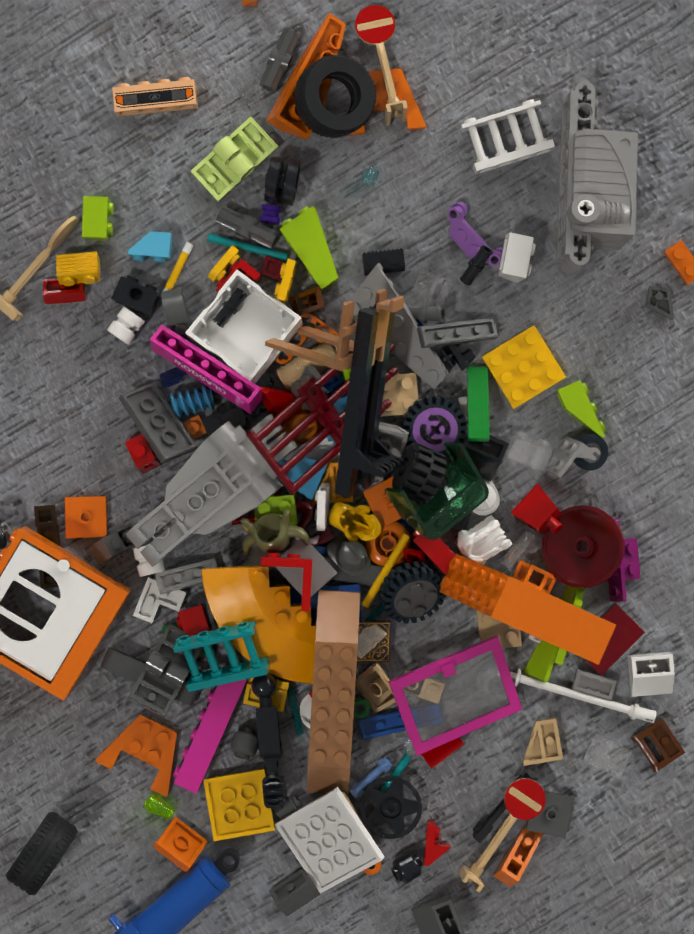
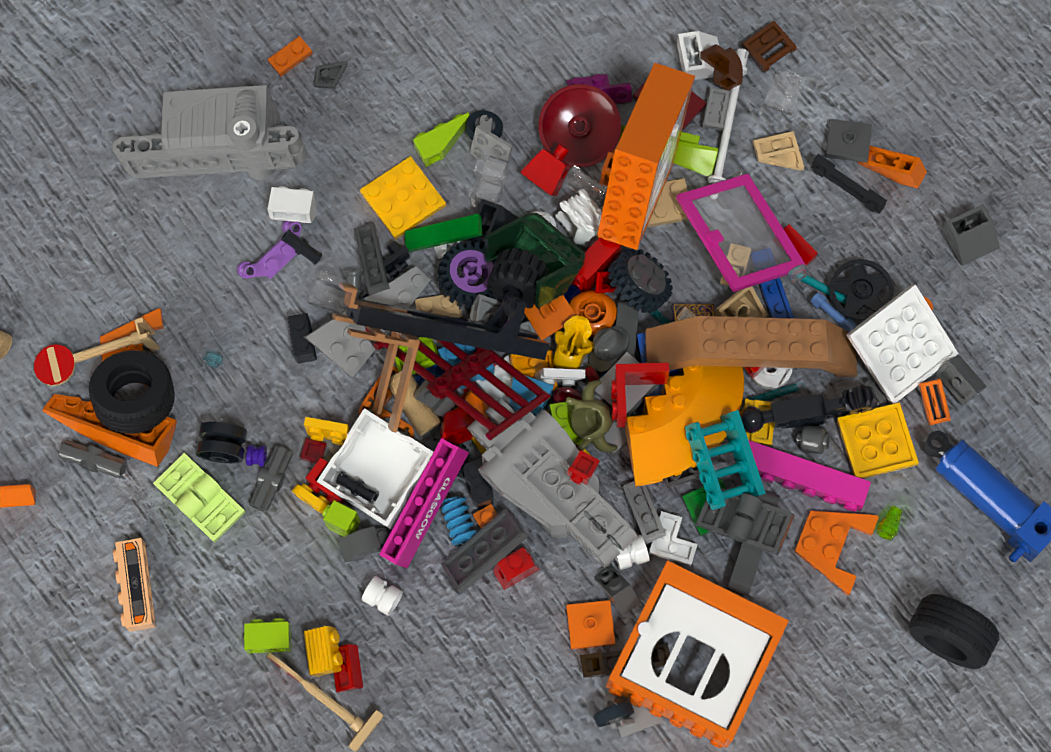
camera: 85 degrees left, 15 degrees down
(124, 291) = (350, 601): black brick -> none
(153, 246) = (295, 573): medium azure slope -> none
(171, 377) = (434, 546): clear blue slope -> none
(178, 267) = (318, 549): yellow bar -> none
(180, 844) = (927, 497): orange bracket -> none
(193, 620) = (690, 498): red slope -> none
(198, 290) = (341, 519): none -> lime brick
(213, 519) = (582, 468): none -> red bracket
(247, 247) = (285, 510): teal bar -> none
(290, 862) = (931, 421): none -> orange tile
(307, 302) = (346, 407): reddish brown slope -> none
(309, 244) = (286, 413): lime slope -> none
(385, 570) = (618, 308): yellow bar -> none
(406, 867) = (921, 270): black head -> none
(433, 849) = (898, 248): red slope -> none
(521, 152) = (181, 213): white fence -> none
(523, 801) = (839, 161): piece -> none
(634, 700) = (726, 65): none -> reddish brown brick

